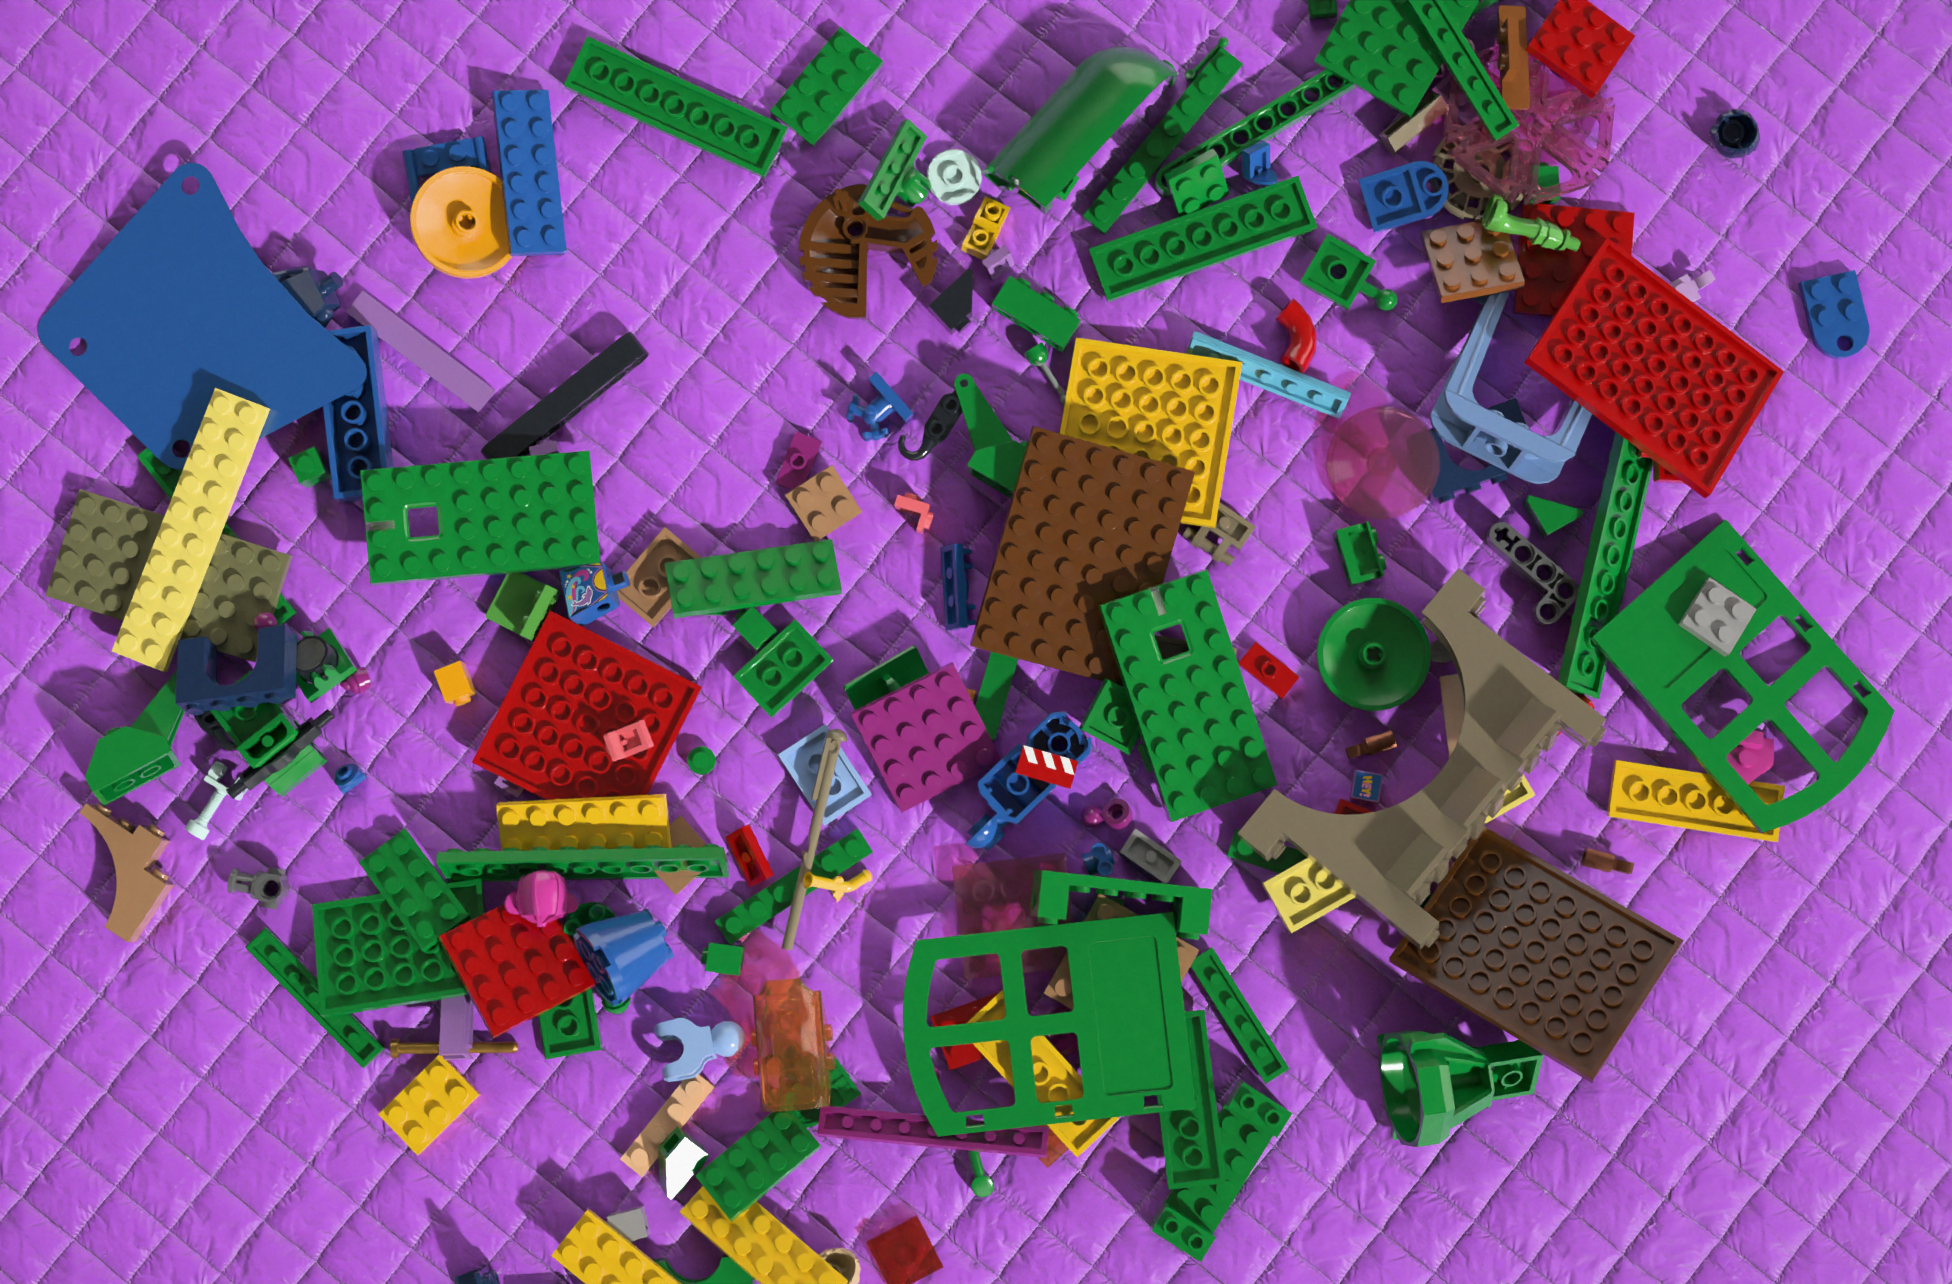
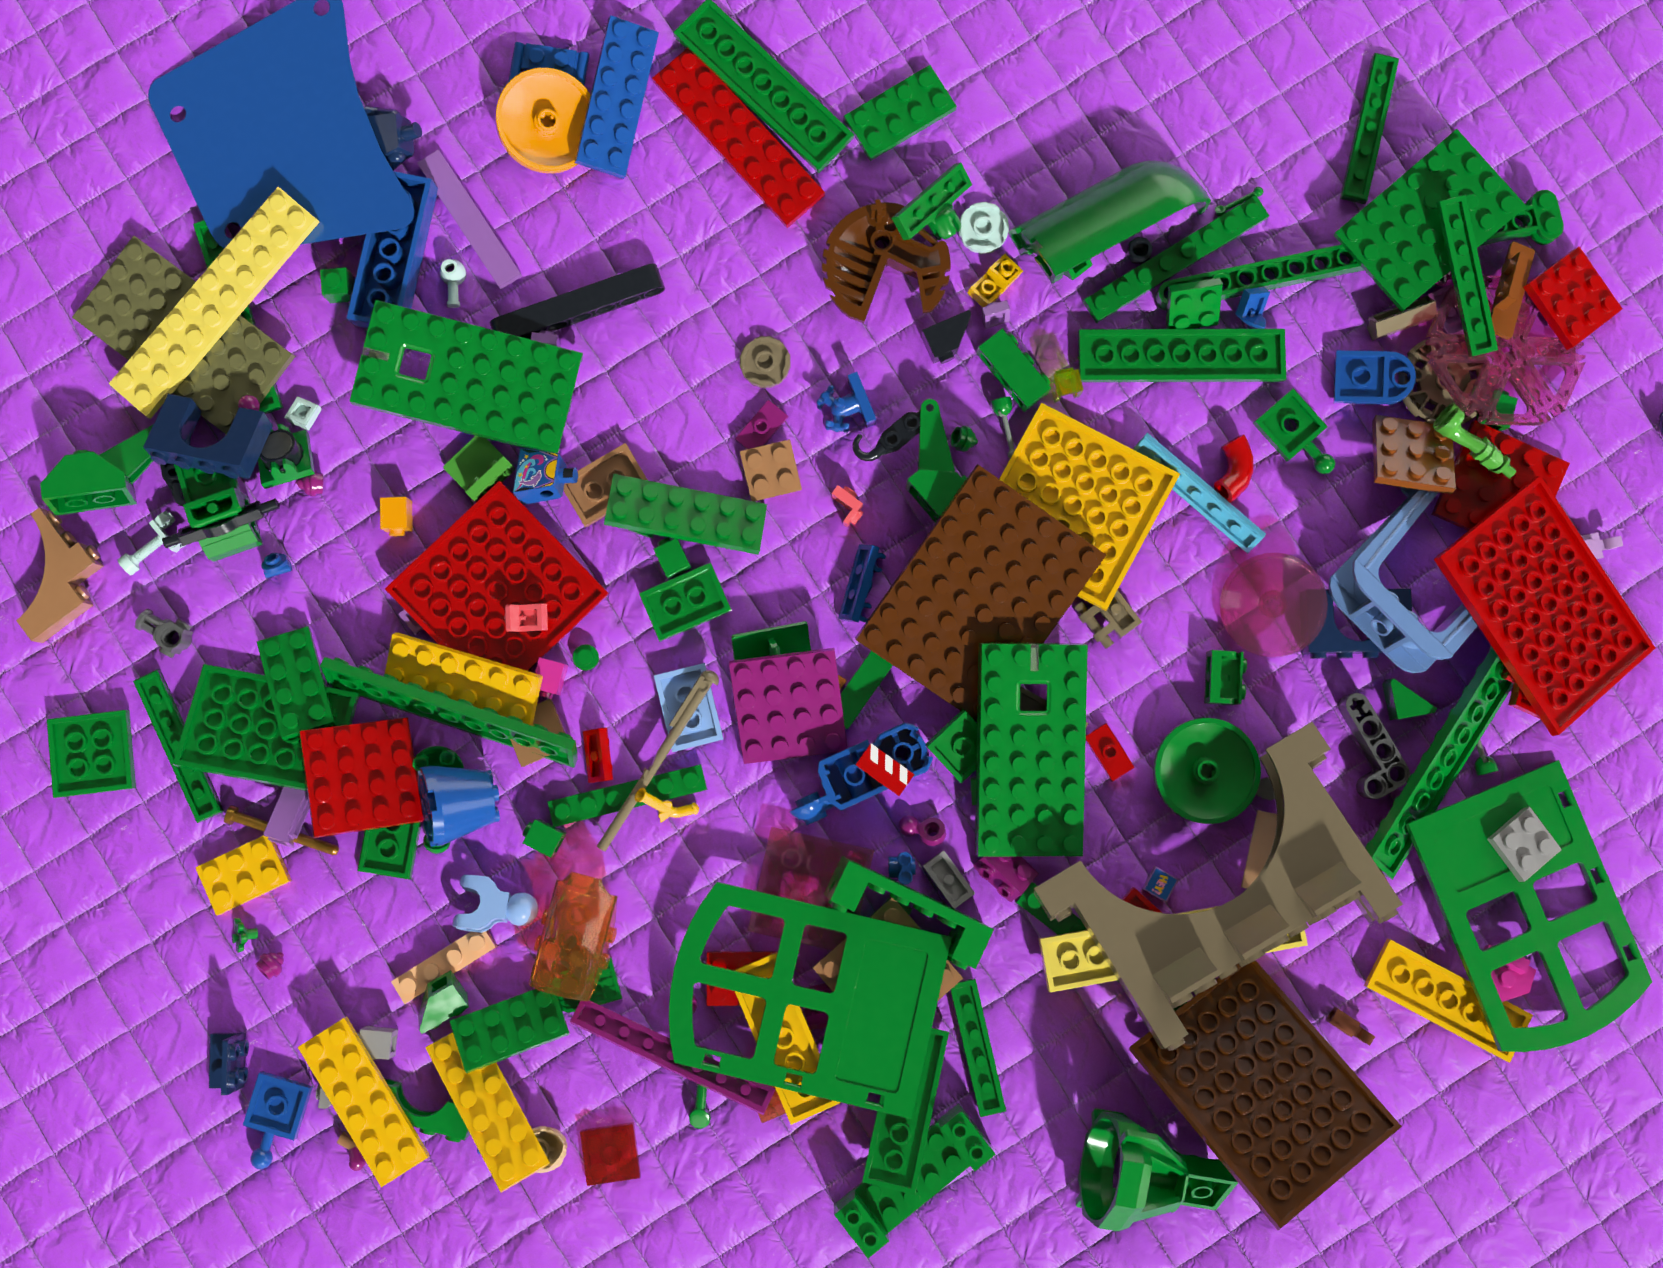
camera: 15 degrees right, 0 degrees up
(229, 1036) = (91, 753): none -> green plate
(320, 611) = (303, 413): none -> light aqua tile
(426, 421) = (453, 279): none -> light aqua bar
(450, 1165) = (242, 934): none -> green plant
(490, 1185) = (270, 964): none -> magenta plate
(541, 898) = (401, 729): dark pink piece -> none
(669, 170) = (738, 137): none -> red plate
(676, 792) = (553, 677): none -> dark pink brick
(778, 393) = (765, 362): none -> dark tan tile
(1009, 402) = (963, 438): none -> green plate
(1093, 309) = (1065, 382): none -> clear neon green window
(1122, 145) = (1139, 250): none -> black tile
(1207, 830) = (1007, 874): none -> magenta bracket
(1373, 745) = (1178, 850): copper bar -> none
(1652, 549) = (1484, 763): none -> green hinge

